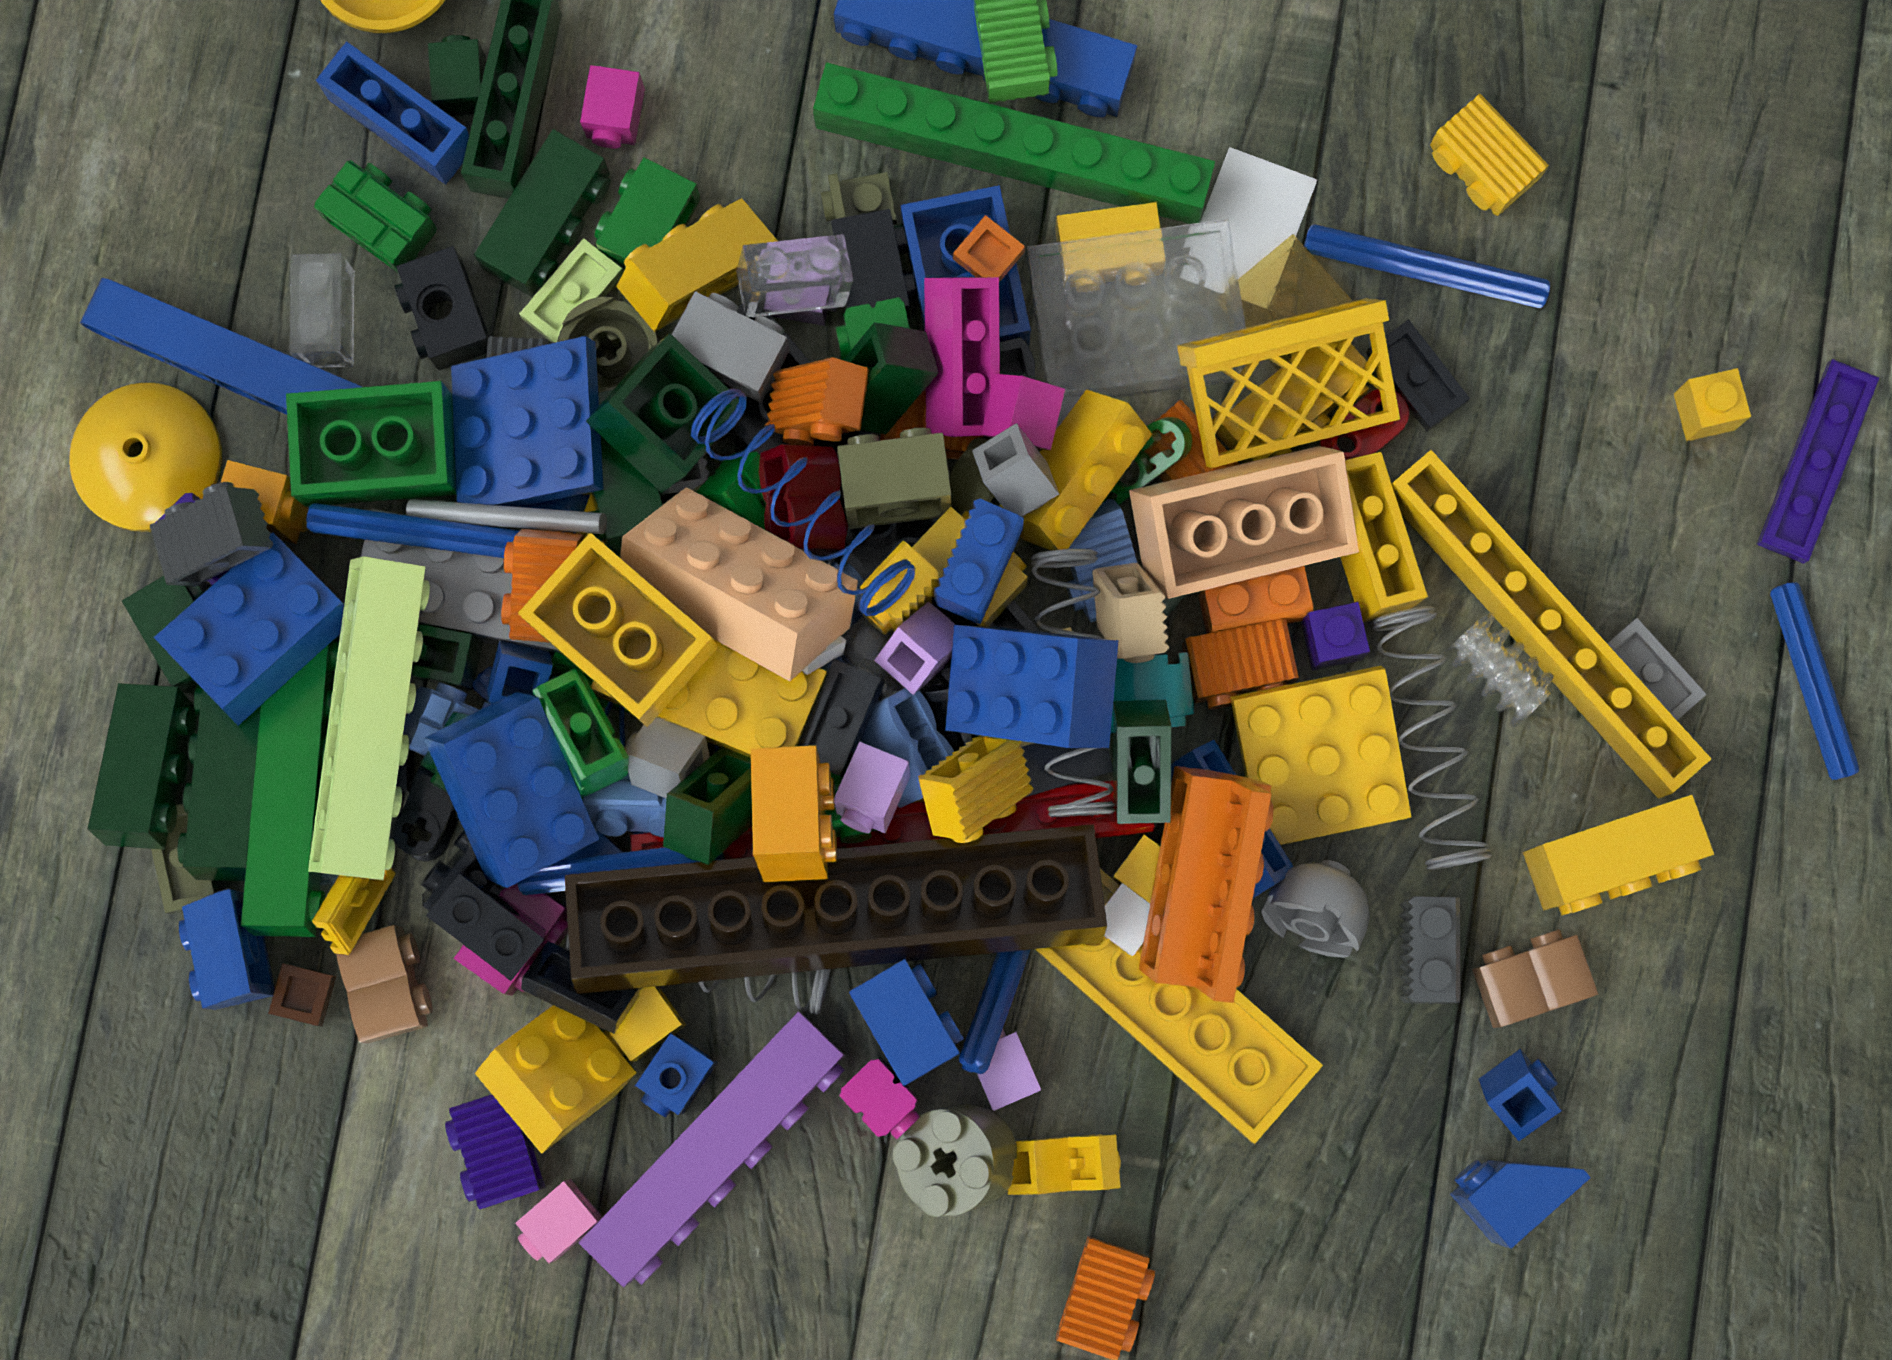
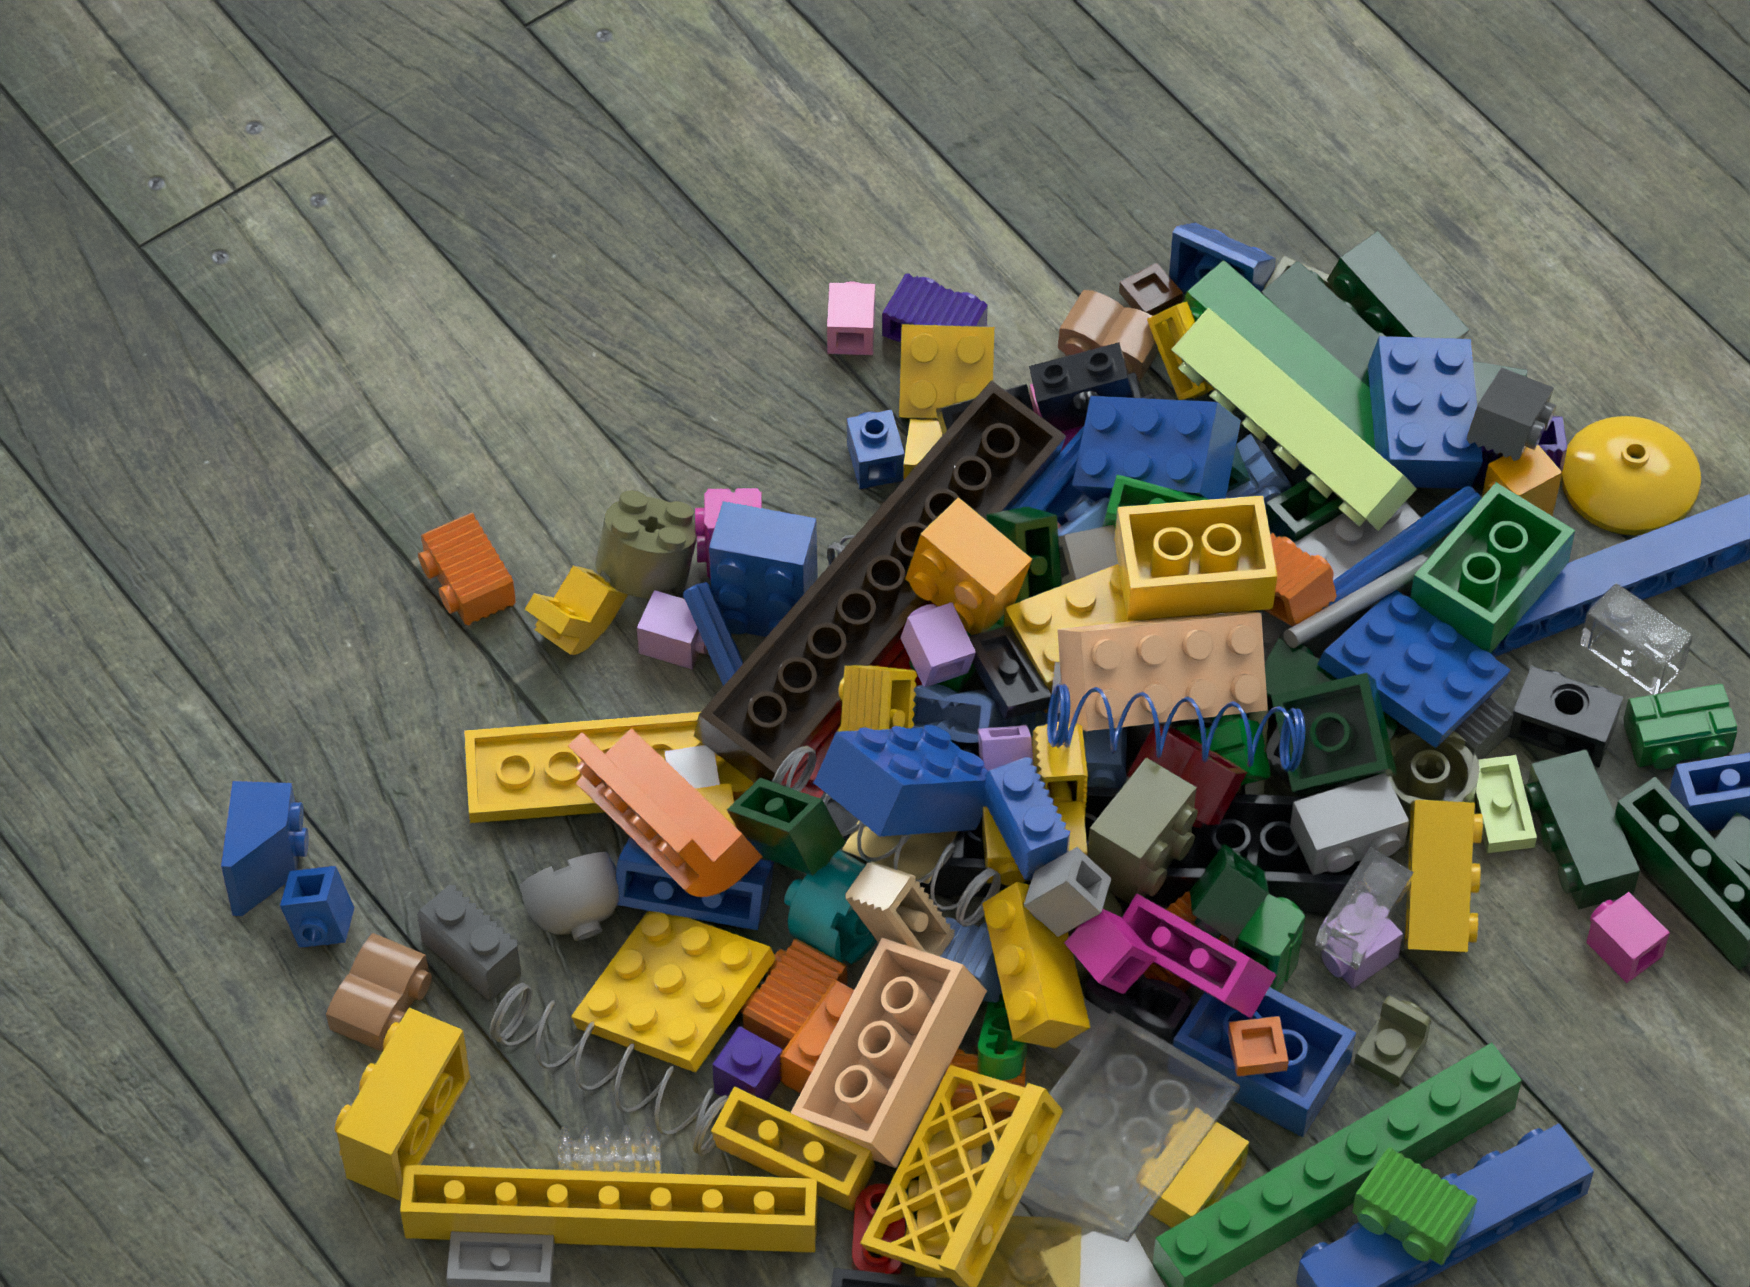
camera: 130 degrees right, 25 degrees down
(649, 208) = (1515, 892): green brick -> none
(712, 1150) = (802, 420): medium lavender brick -> none
(818, 401) = (1248, 831): orange brick -> none
(875, 259) = (1333, 989): black brick -> none

